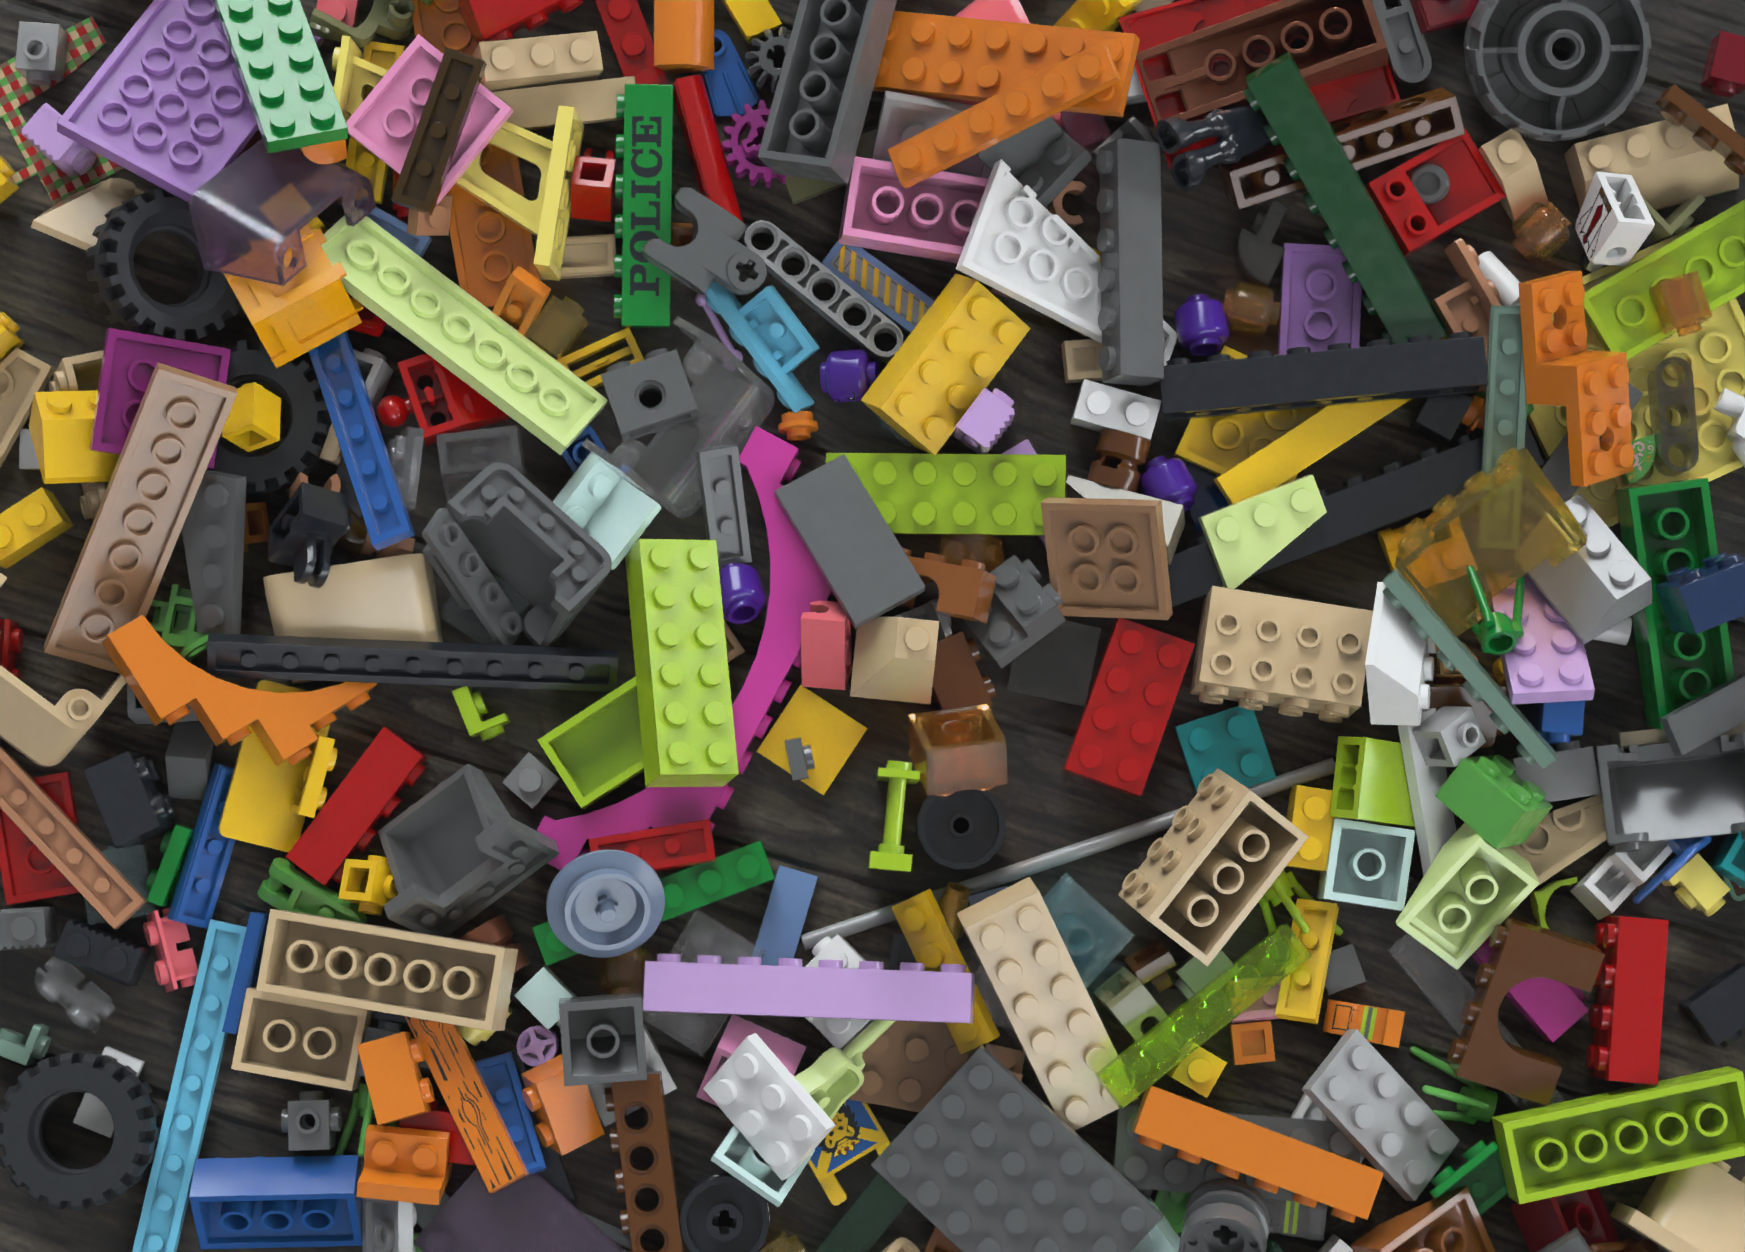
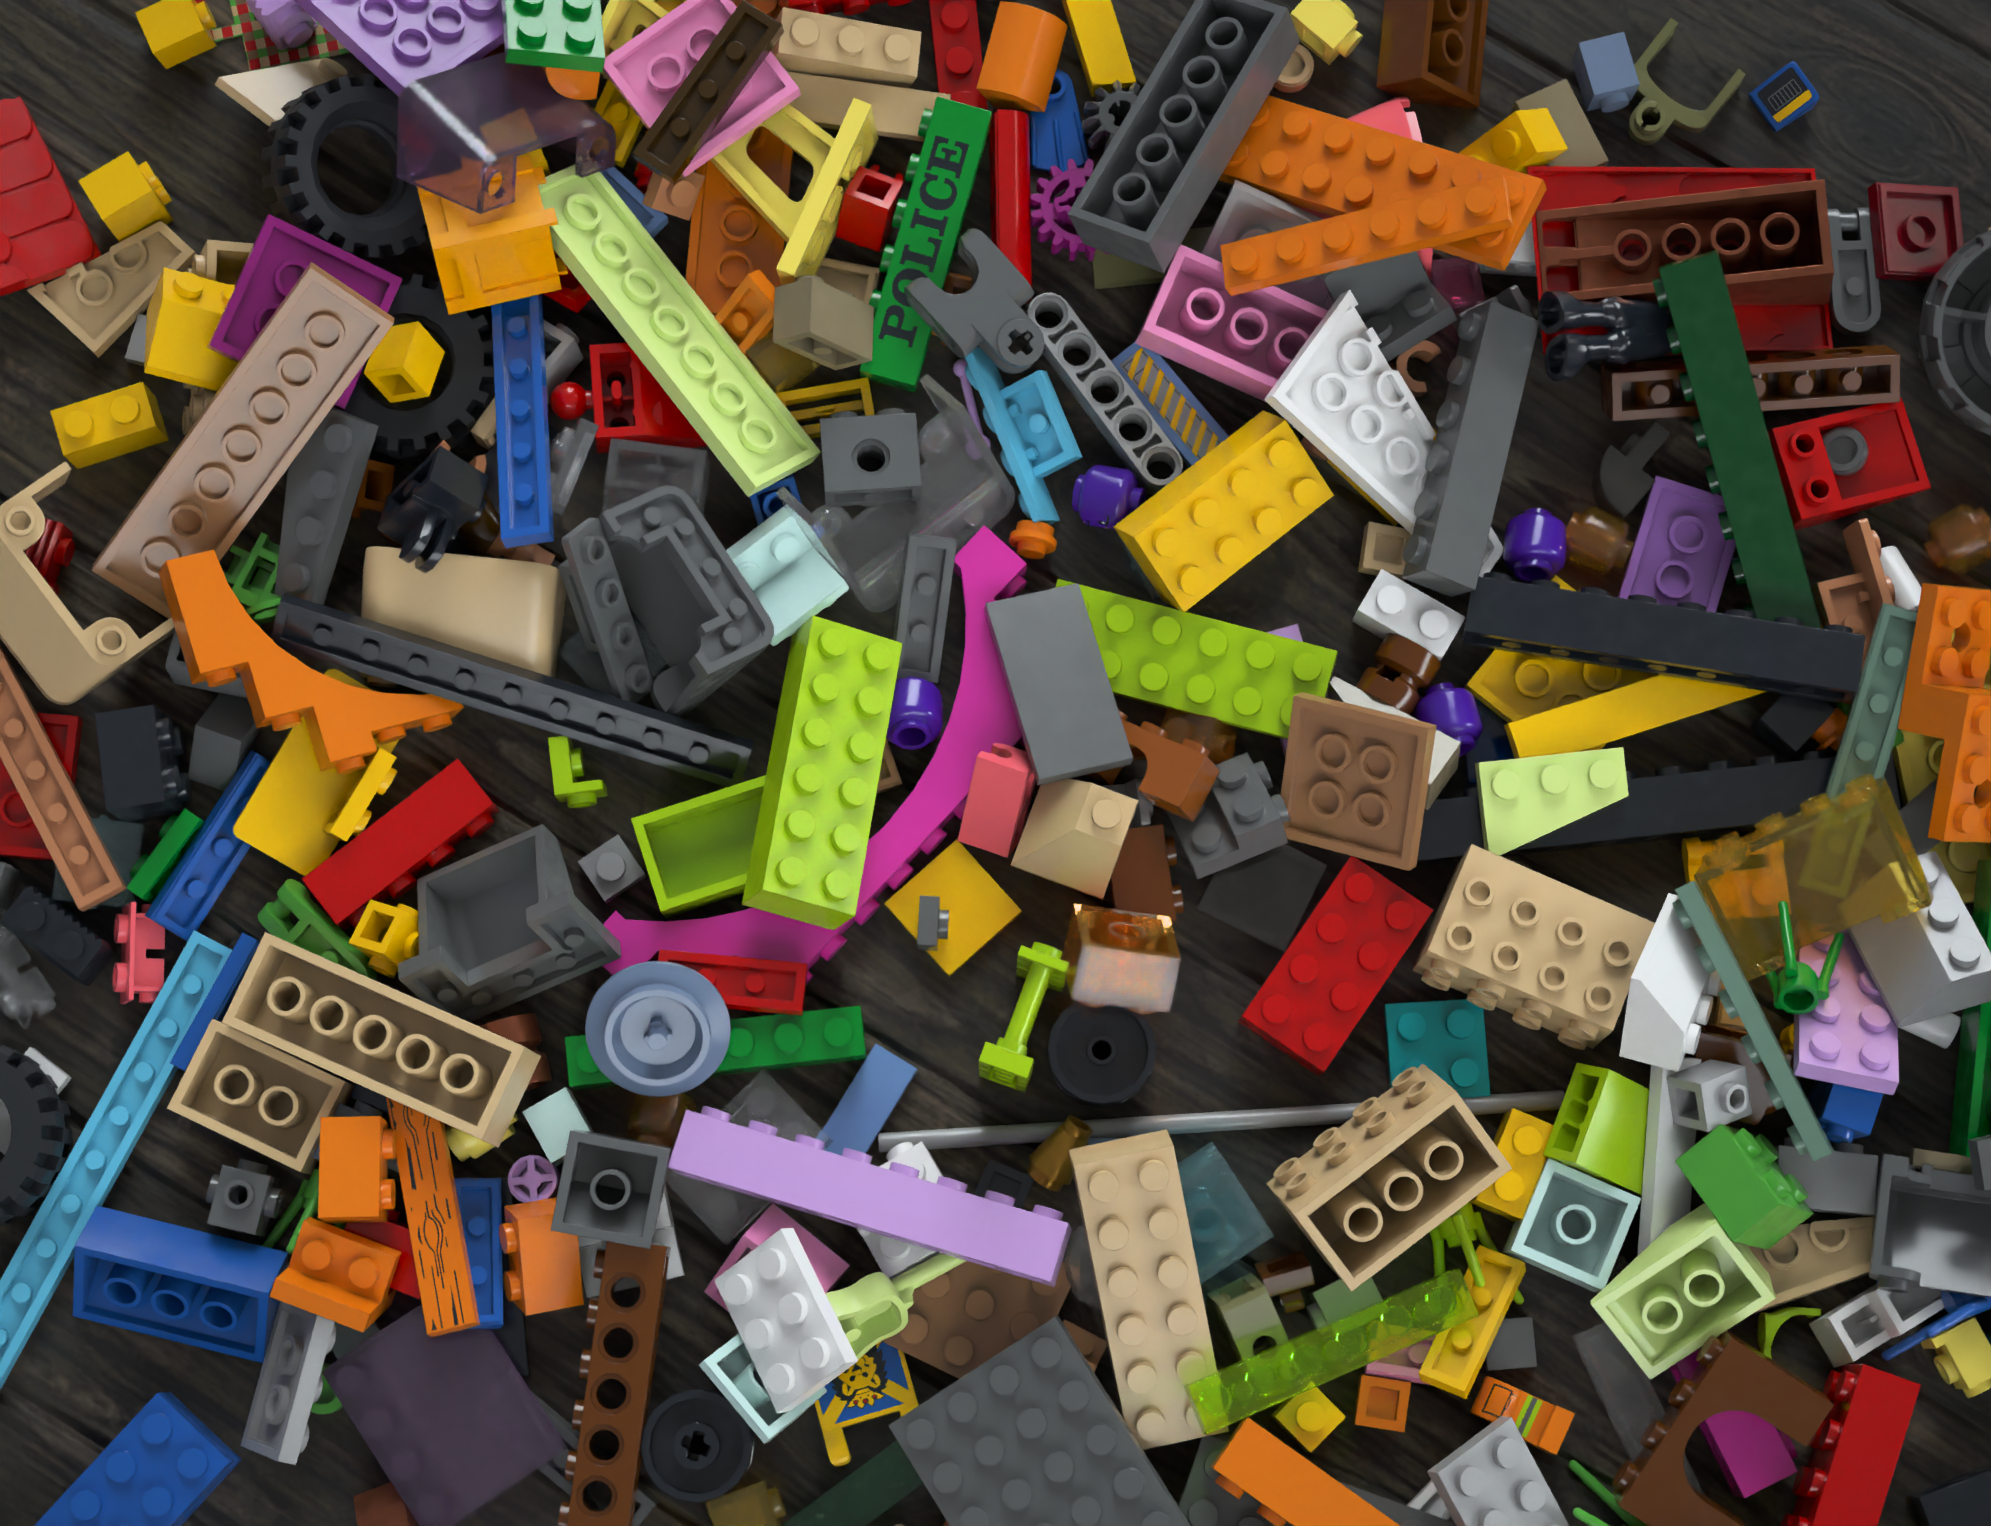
camera: 20 degrees right, 5 degrees down
(582, 296) = (823, 323): none -> dark tan brick
(935, 945) = (1031, 1181): yellow plate -> none
(985, 421) = (1252, 588): lavender brick -> none
(1515, 172) = (1948, 462): tan slope -> none

